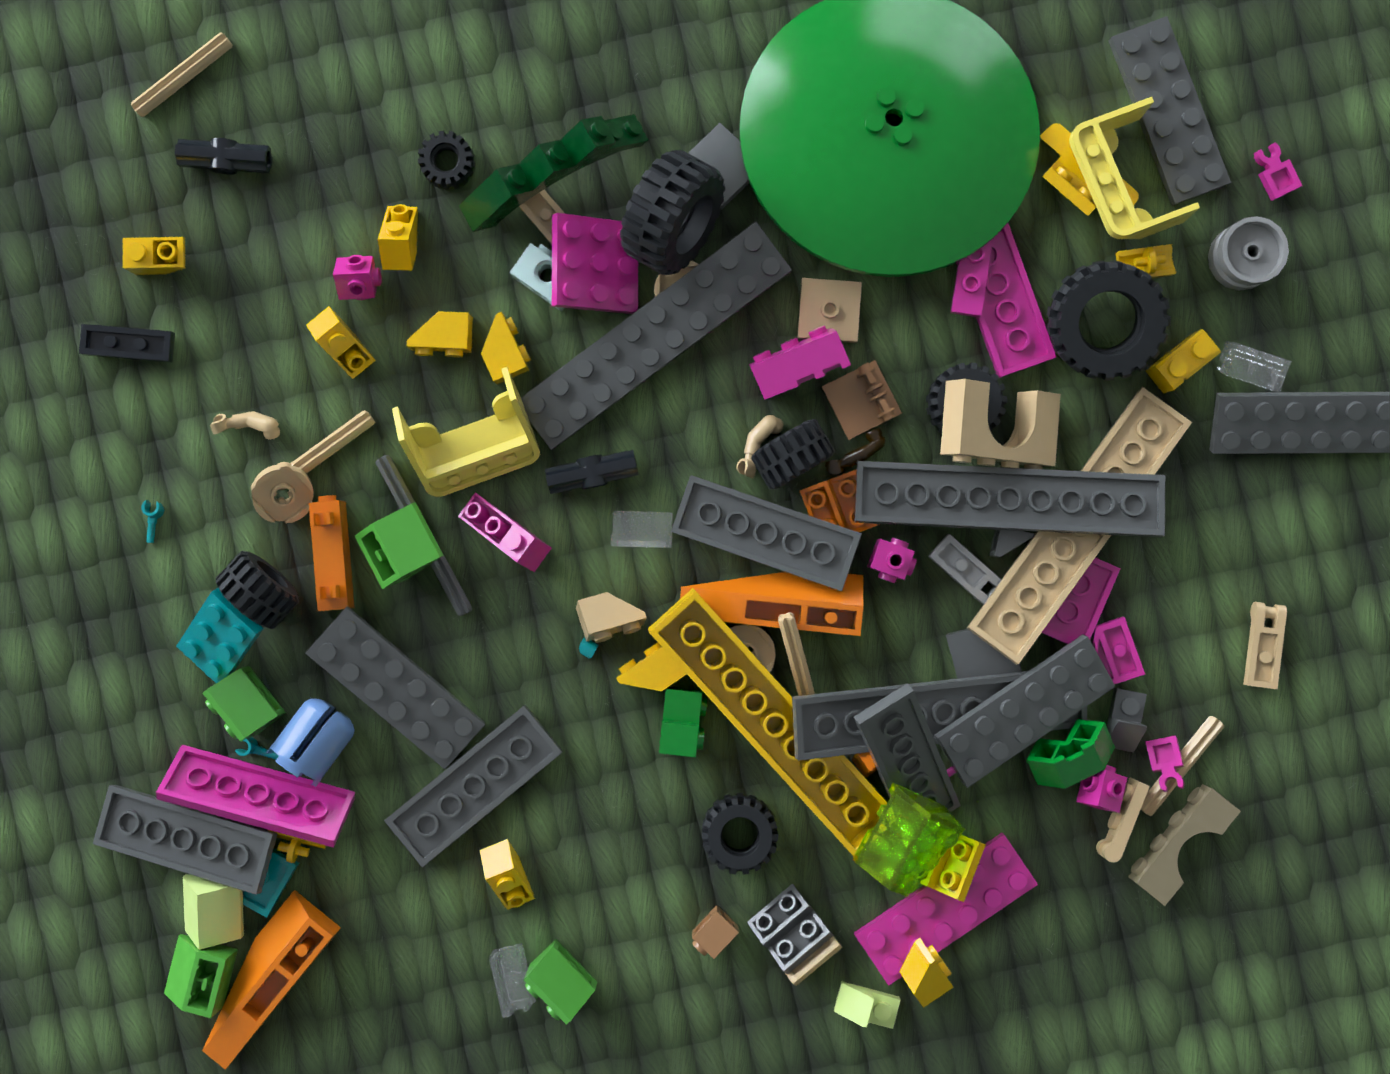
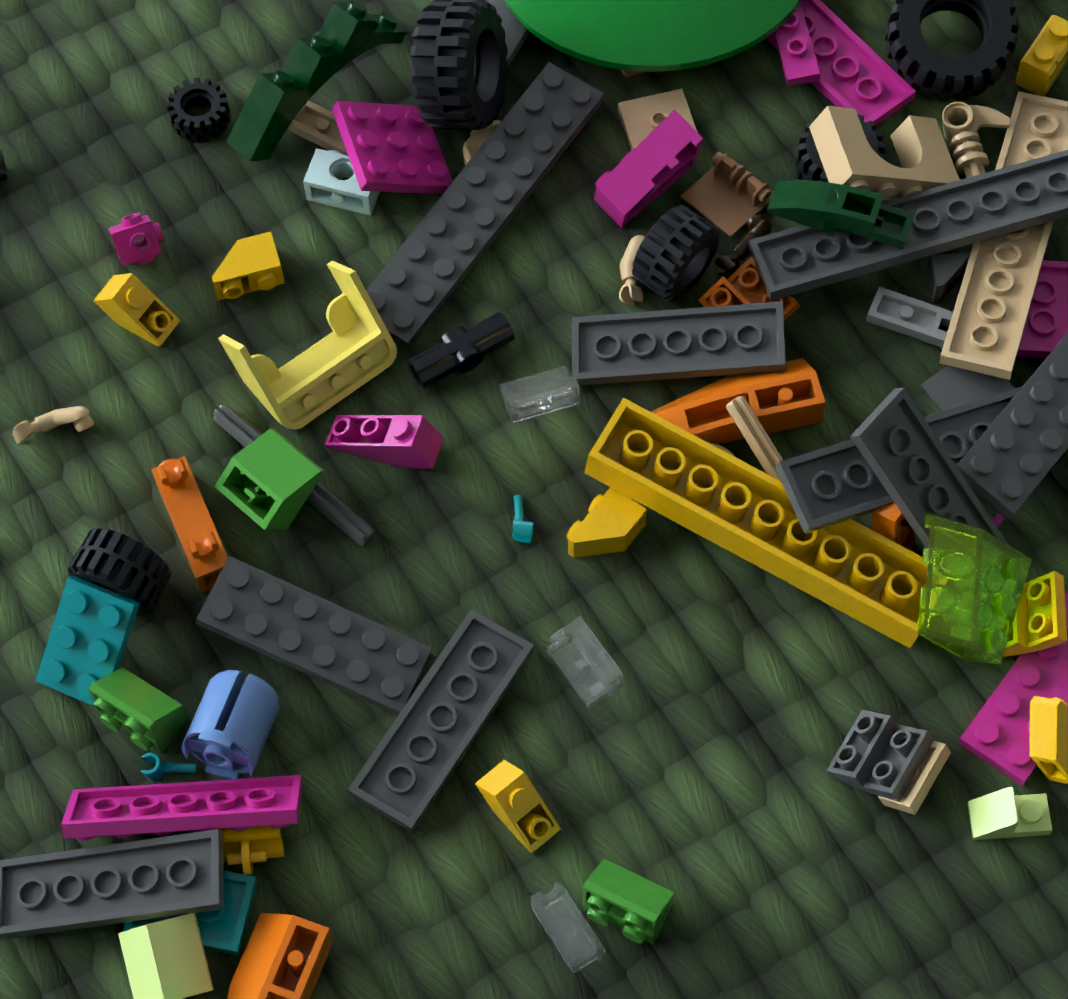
camera: 20 degrees left, 25 degrees down
(281, 509) = (96, 474): tan plate -> none
(334, 442) = (148, 424): tan axle -> none
(398, 238) = (170, 192): yellow slope -> none
(503, 350) = (314, 255): yellow slope -> none
(596, 777) = (584, 662): none -> clear hinge
(607, 615) = (534, 483): tan slope -> none
(681, 722) = (662, 567): green brick -> none
(714, 932) = (792, 787): medium nougat brick -> none
(746, 858) = (783, 636): black tyre -> none
(881, 559) = (827, 328): dark pink brick -> none
(939, 472) = (842, 207): none -> dark green slope
(1076, 422) = (965, 139): none -> tan piece

